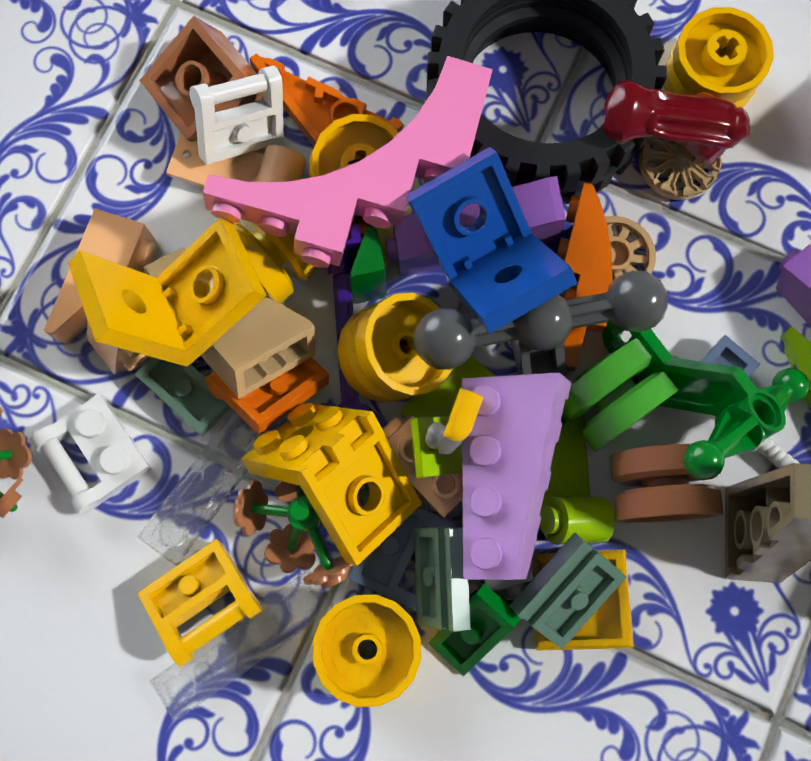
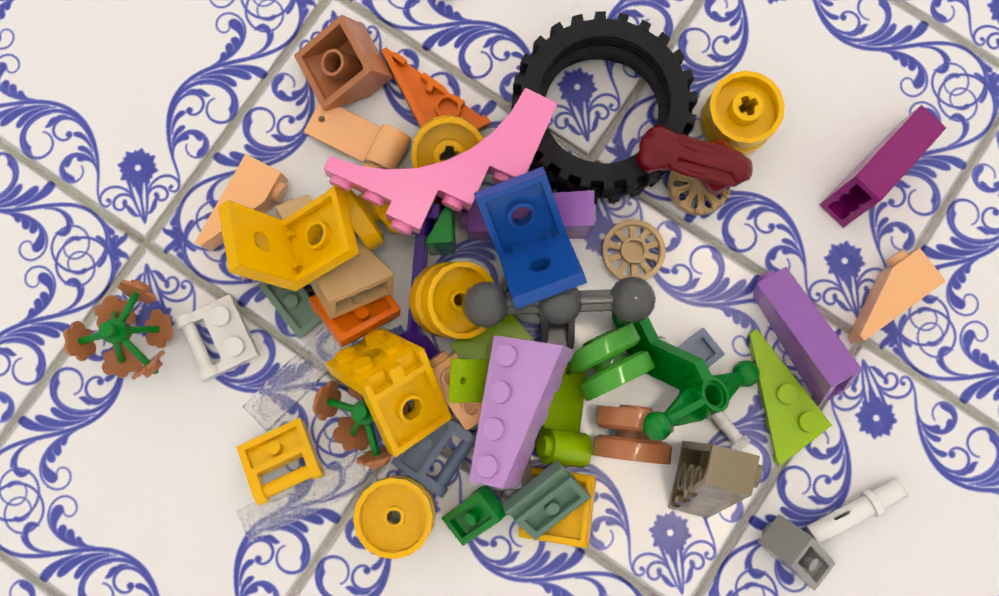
camera: 10 degrees right, 5 degrees up
(242, 127) = (367, 106): white plate -> none
(439, 579) = (453, 484): sand green plate -> none
(460, 423) = (484, 370): yellow arm -> none
(590, 259) = (608, 253): orange slope -> none

